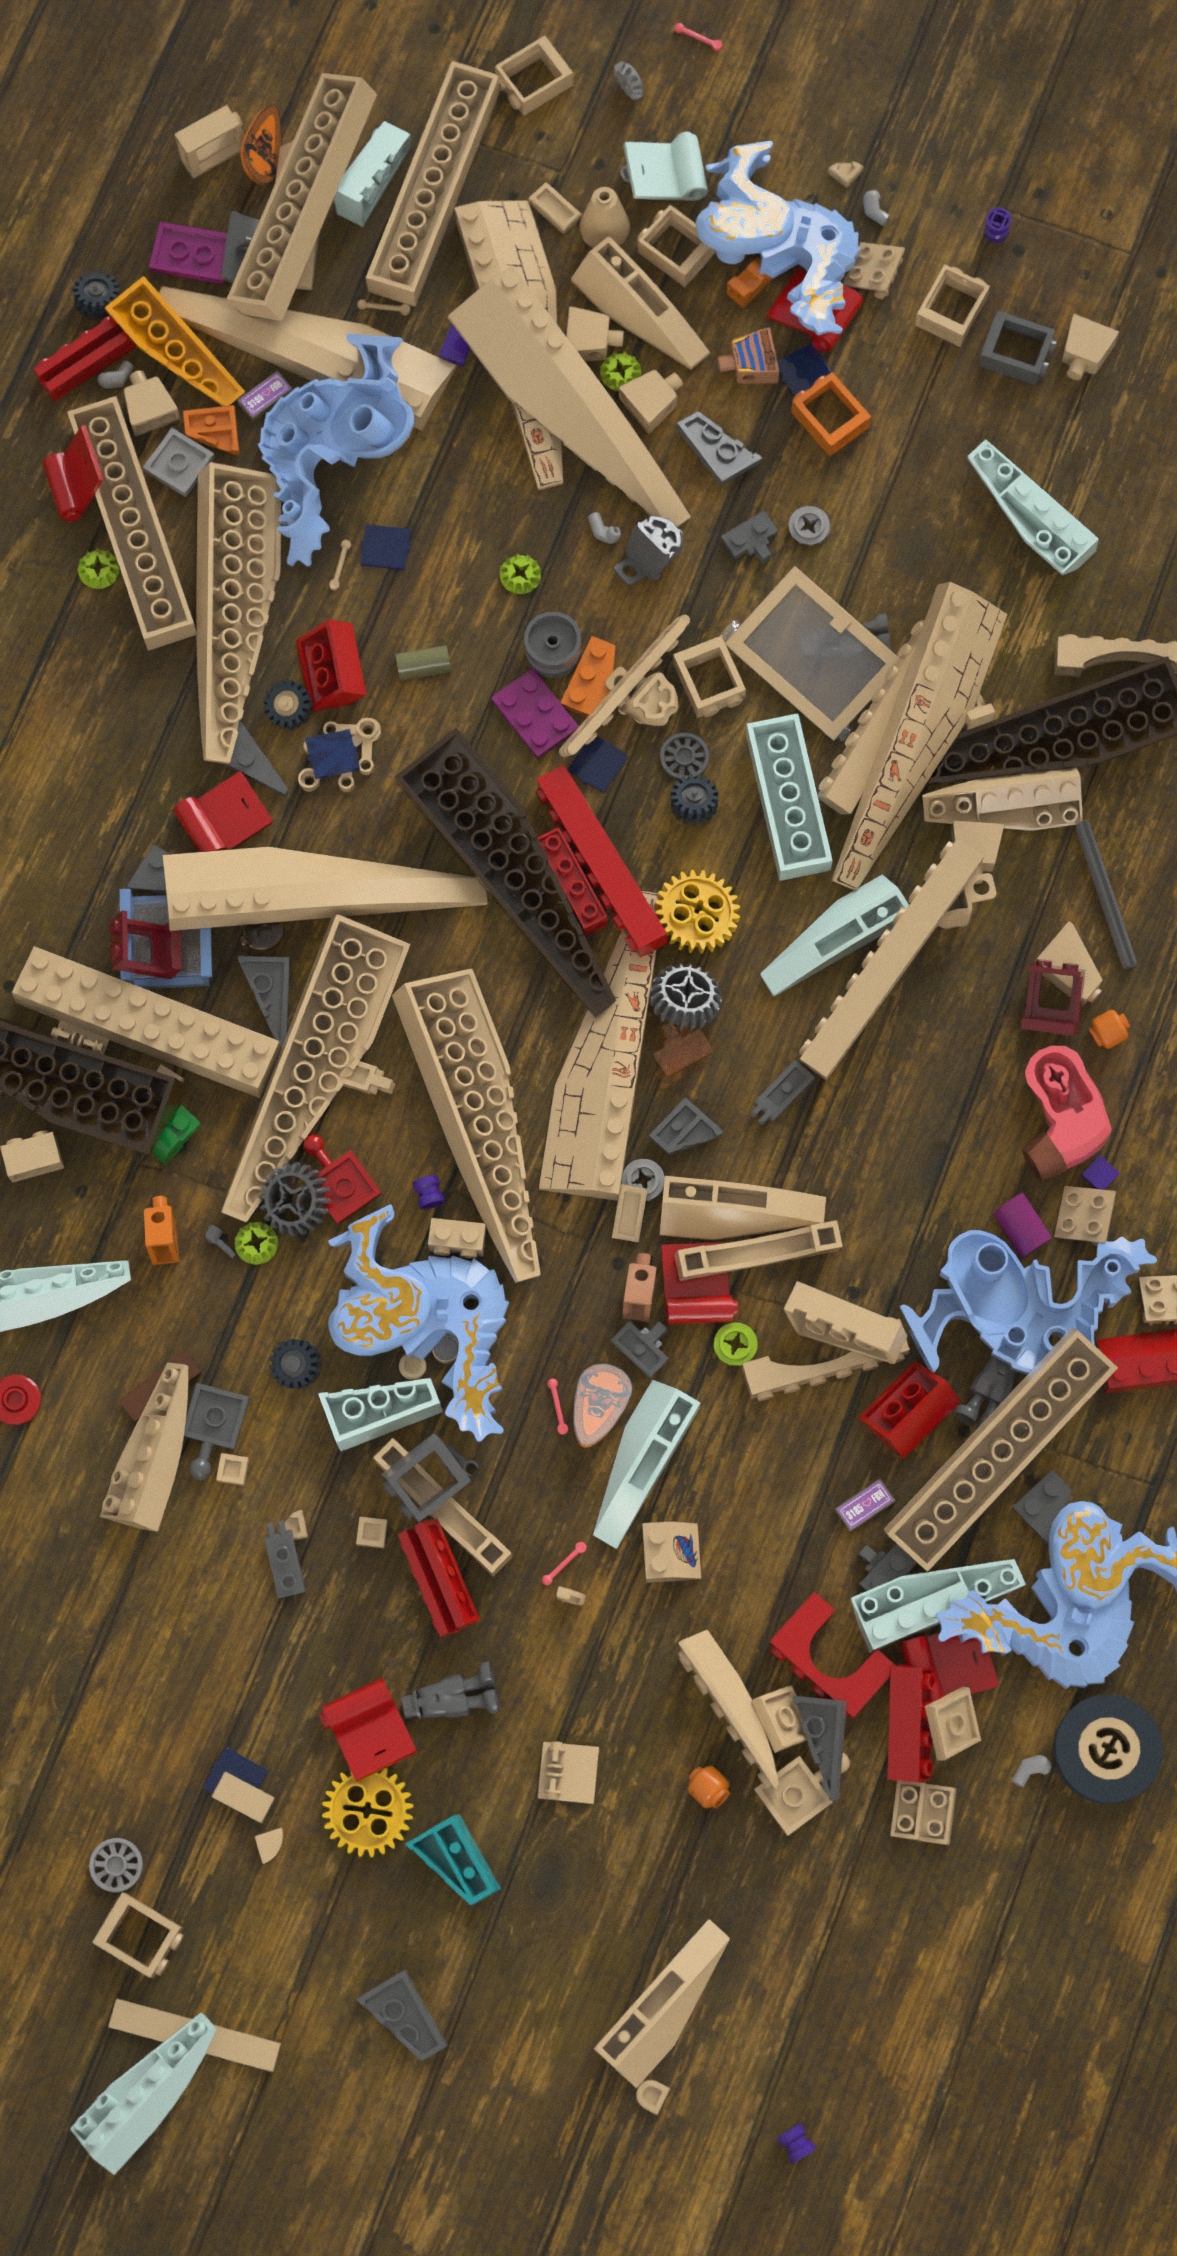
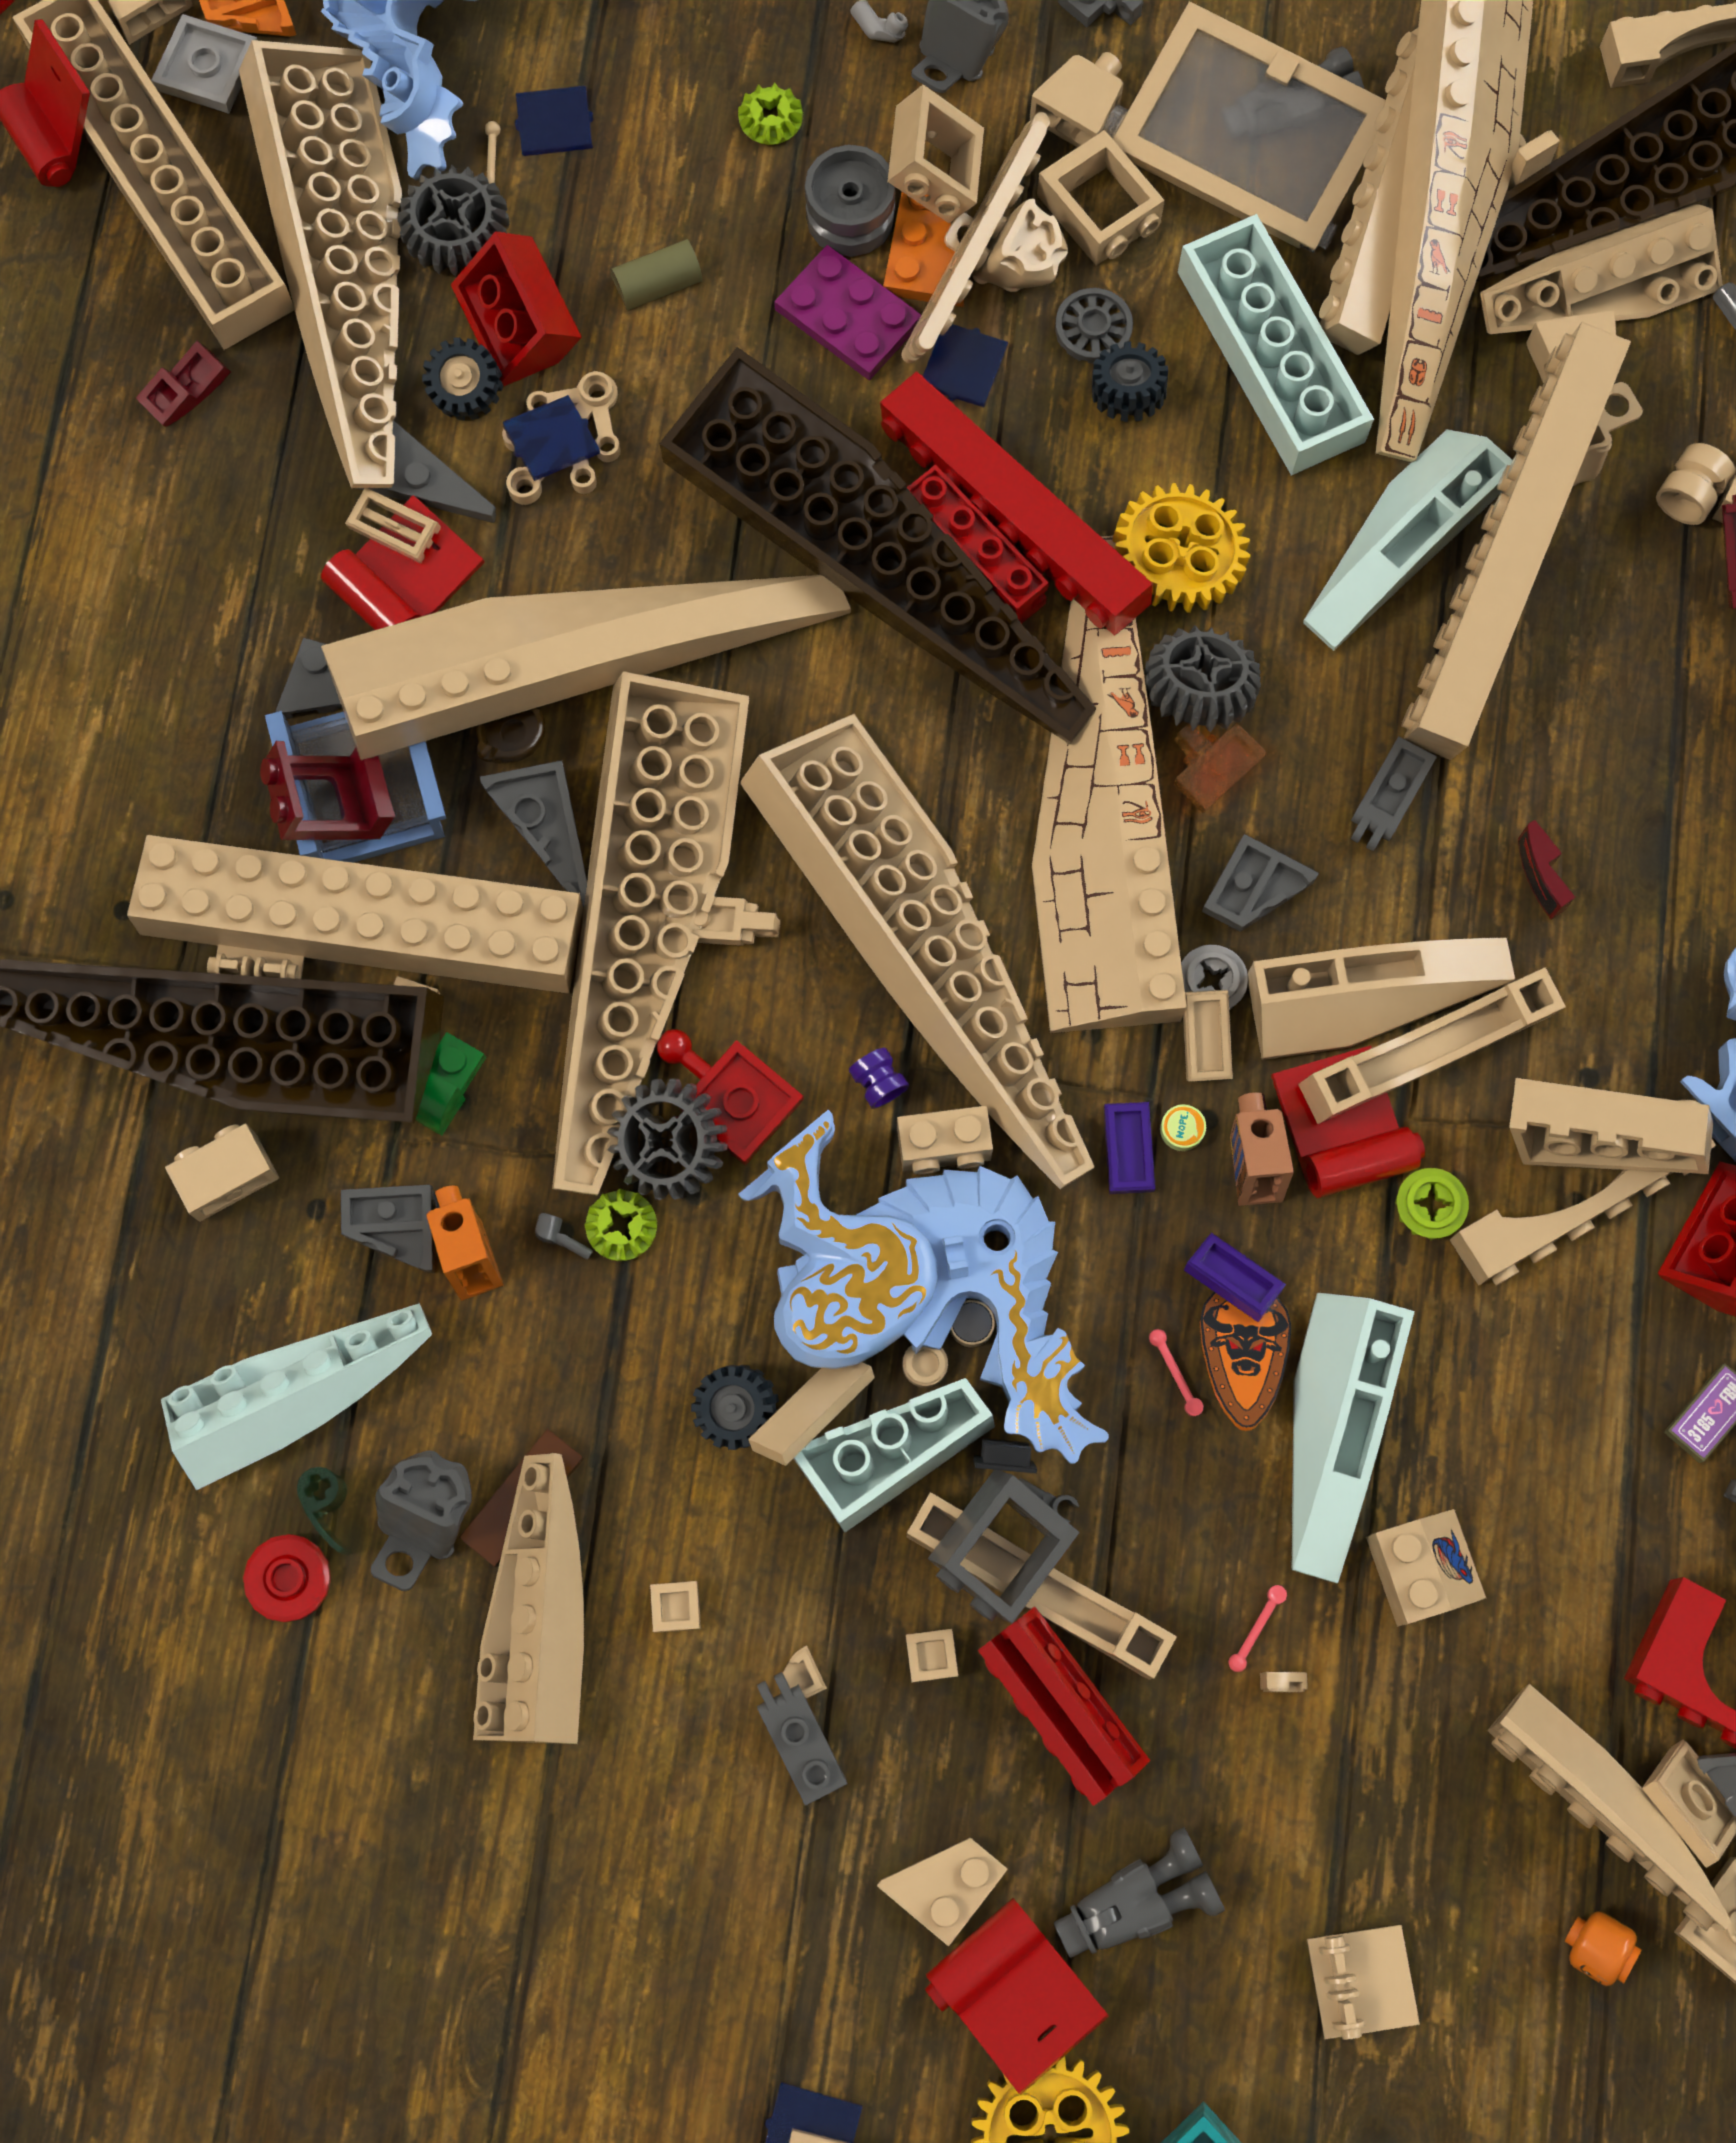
camera: 15 degrees left, 0 degrees up
(41, 1363) = (316, 1507): none -> clear green panel
(100, 1380) = (420, 1513): none -> dark grey piece
(106, 576) = (134, 246): lime gear -> none
(119, 668) = (184, 387): none -> dark red slope
(123, 1209) = (391, 1222): none -> dark grey wing
(216, 1420) = (625, 1532): dark grey plate -> none
(239, 801) = (422, 540): none -> tan tile
(325, 590) = (460, 199): none -> dark grey gear
(337, 1376) = (809, 1411): none -> tan tile
(346, 1663) = (946, 1887): none -> tan wing
(442, 1428) = (1005, 1456): none -> black piece
(566, 1268) = (1129, 1148): none -> dark purple tile
(601, 1264) = (1183, 1127): none -> yellowish green tile
(606, 1359) = (1234, 1277): none -> dark purple tile
(626, 613) = (933, 119): none -> tan window
(642, 1347) = (1287, 1244): dark grey hinge -> none
(714, 608) = (1079, 97): none -> tan torso
(859, 1155) = (1537, 858): none -> dark red slope
(1020, 948) = (1695, 486): none -> tan wheel

